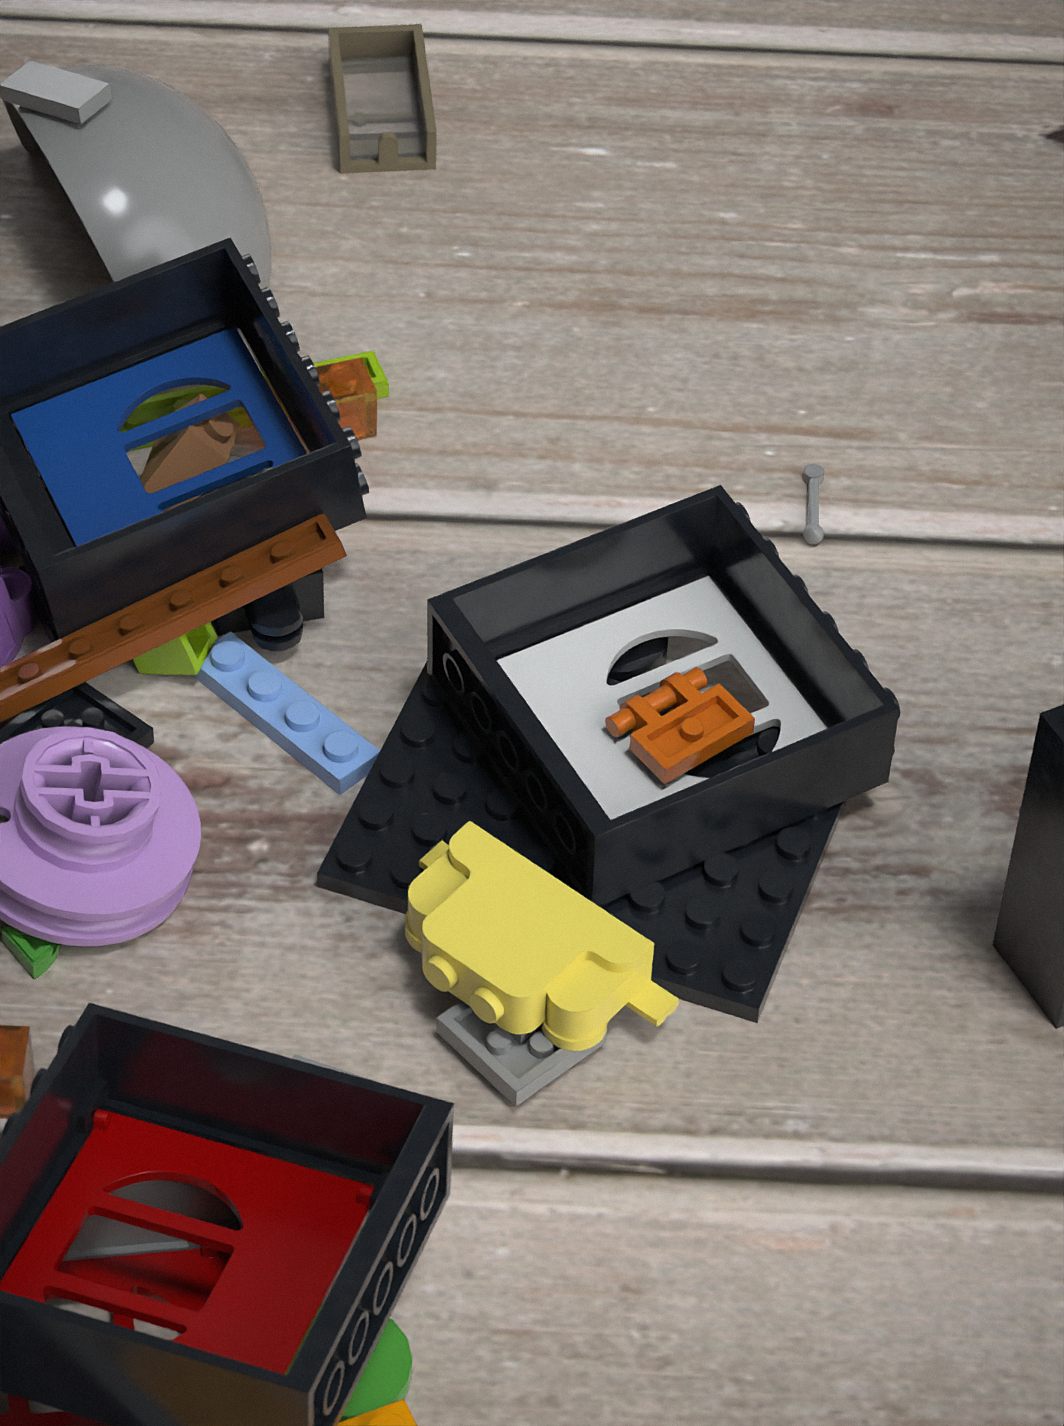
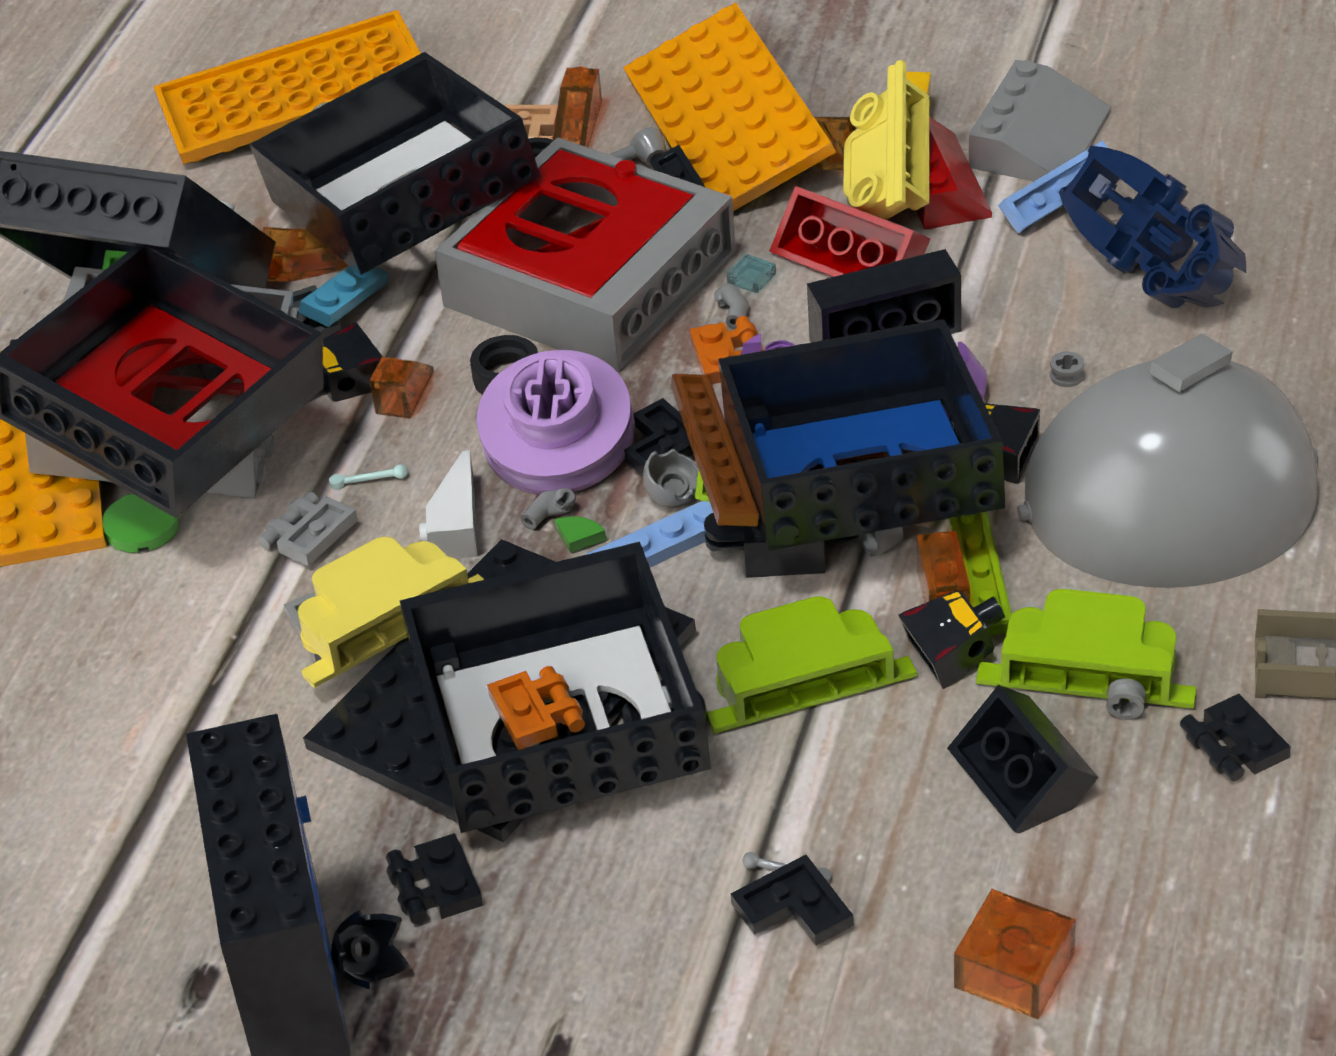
camera: 110 degrees right, 5 degrees down
(170, 699) = (670, 478): none -> light grey hair
(227, 841) = (548, 504): none -> light grey arm
(272, 935) = (453, 512): none -> white slope
(279, 797) = (579, 532): none -> bright green tile
(415, 279) = (1086, 645): none -> lime brick
(425, 386) = (951, 634): none -> black torso
(483, 247) = (1127, 689): none -> light grey bush
(487, 502) = (800, 660): none -> lime brick
(511, 171) = (1246, 736): none -> black plate
(606, 318) = (1021, 760): none -> black slope
(864, 481) = (795, 891): none -> black plate
(888, 294) = (1014, 953): none -> clear orange brick
(936, 807) = (447, 875): none -> black plate

